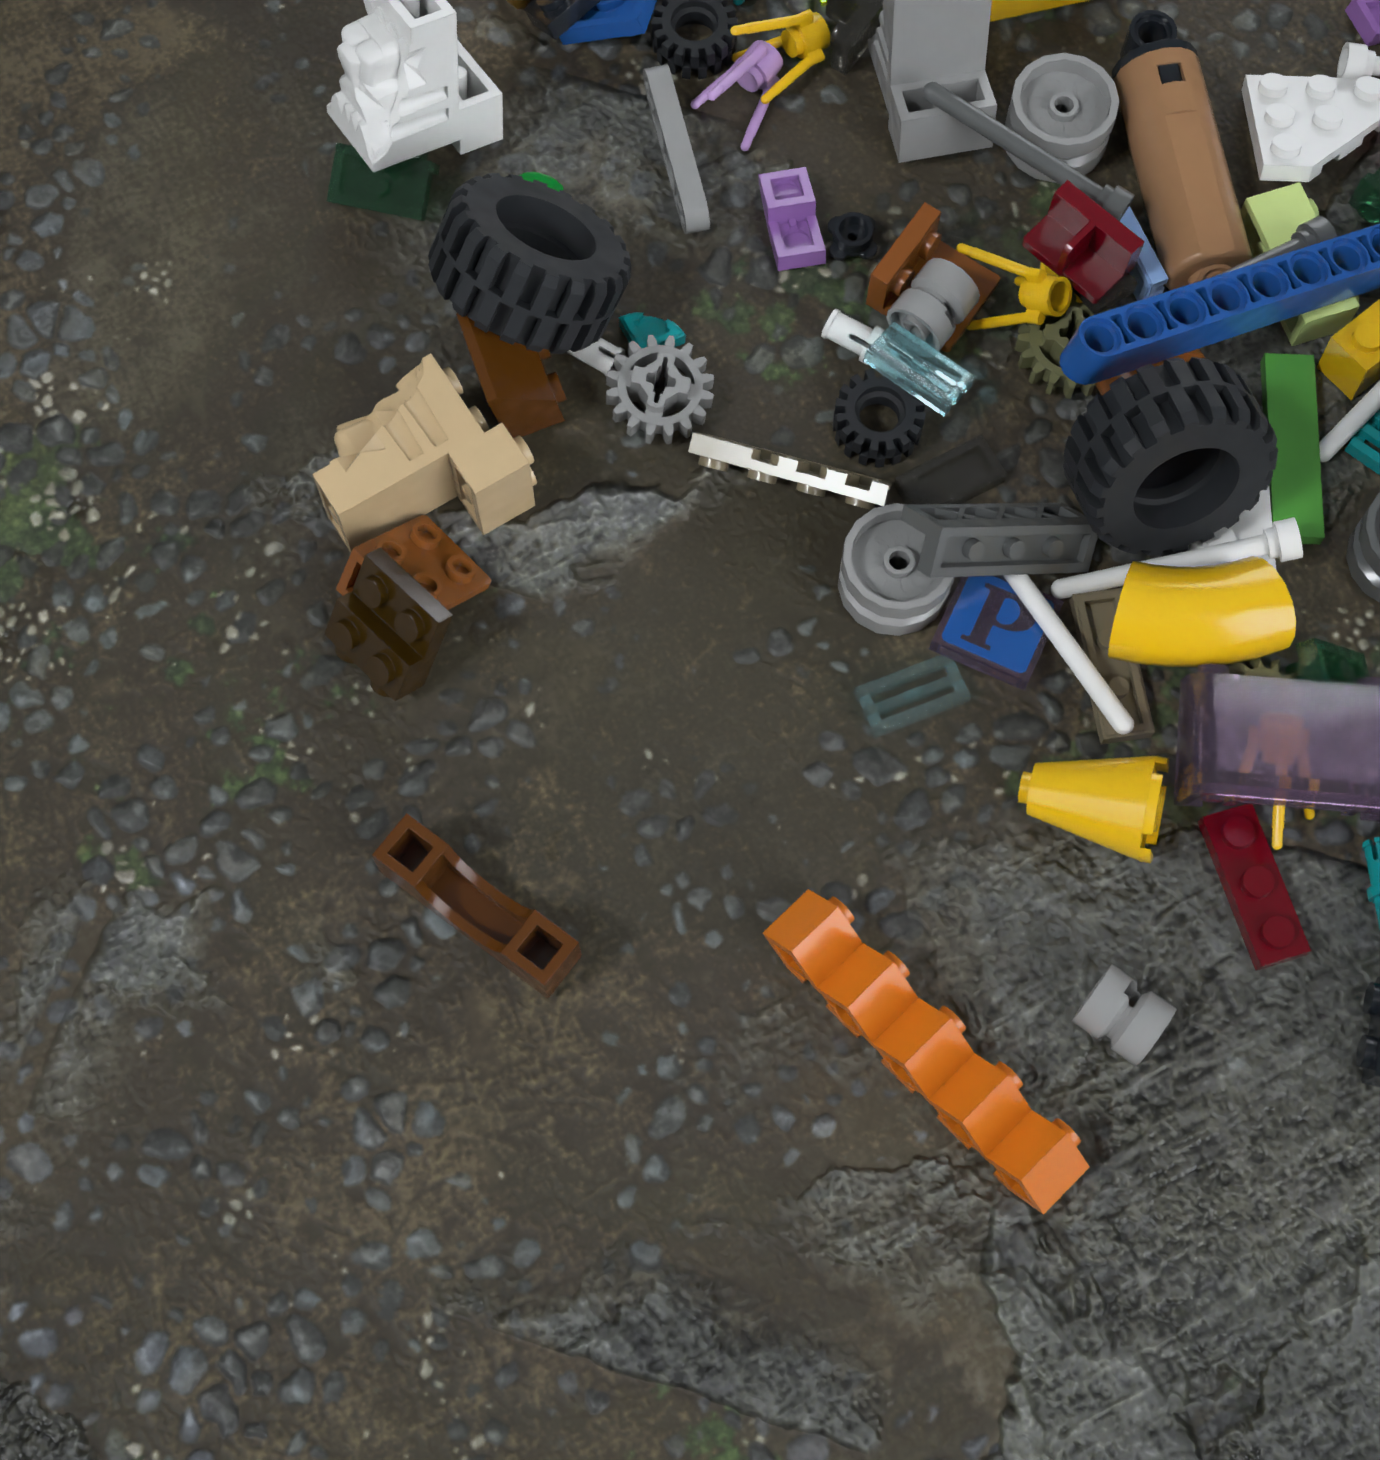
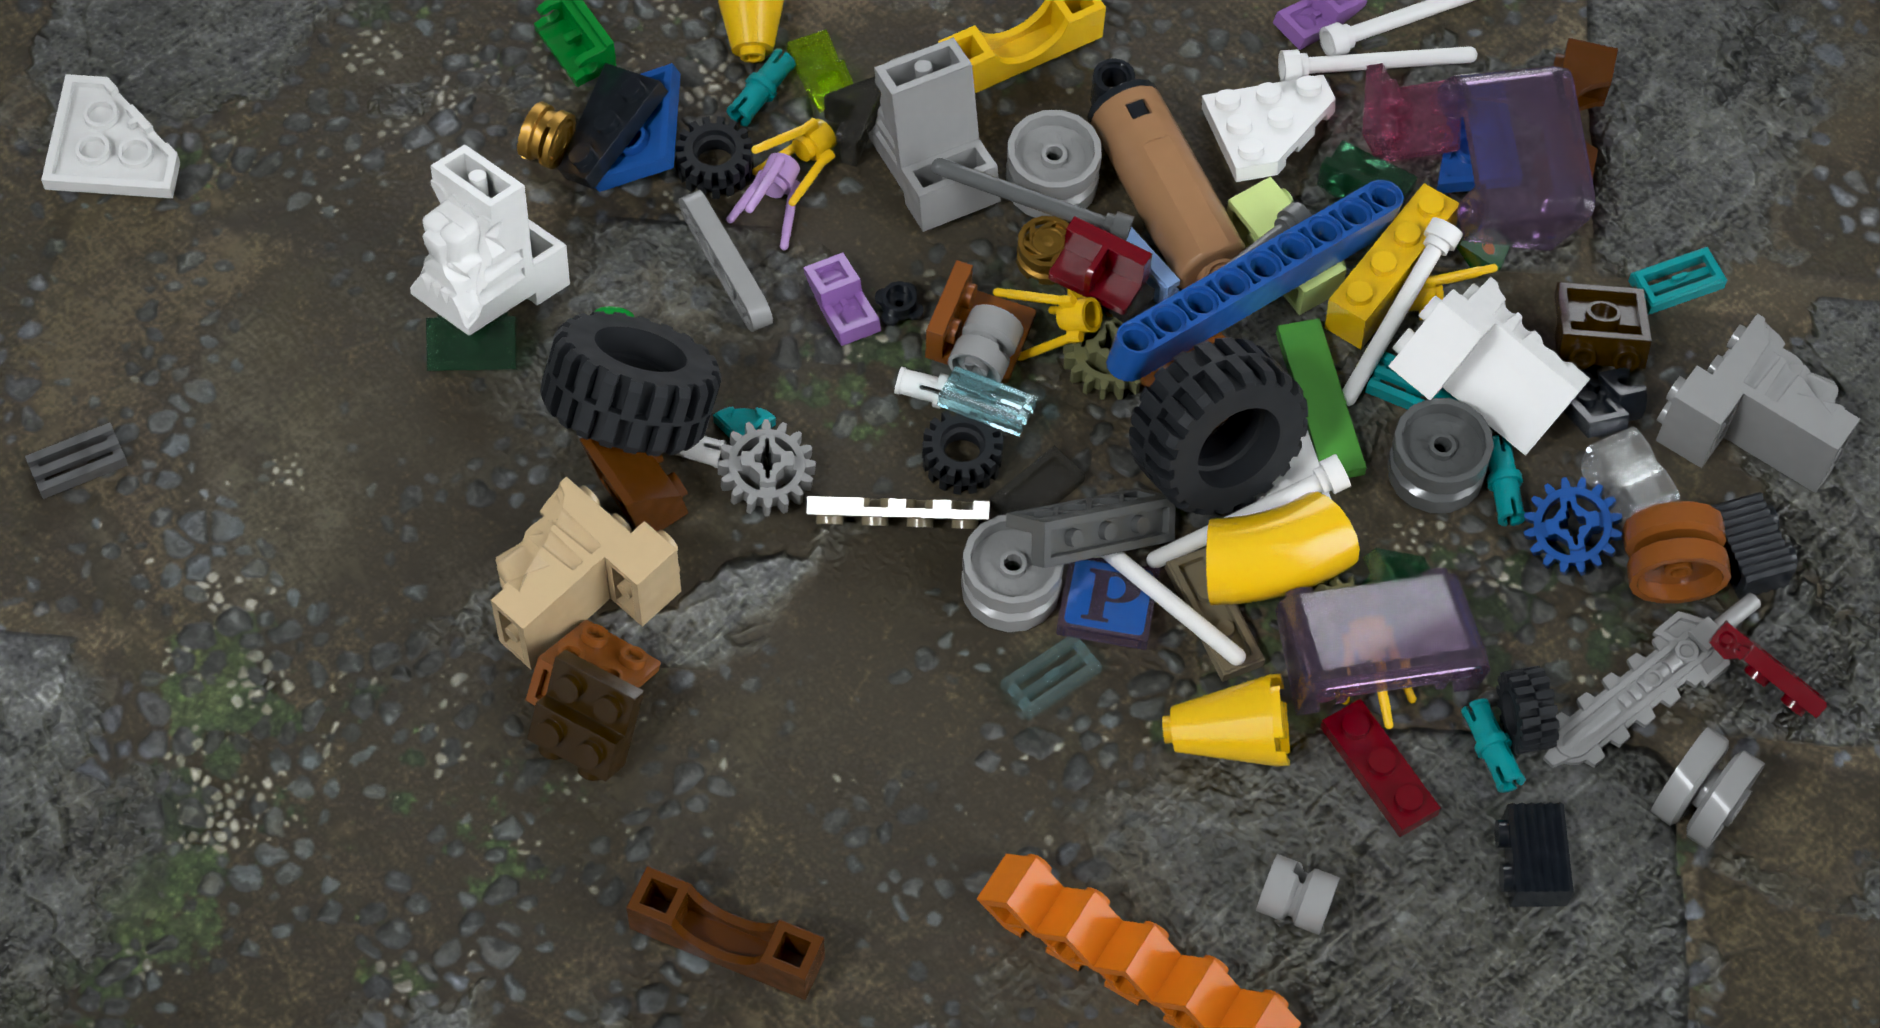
camera: 15 degrees left, 10 degrees down
(1022, 207) = (1040, 247): none -> pearl gold wheel

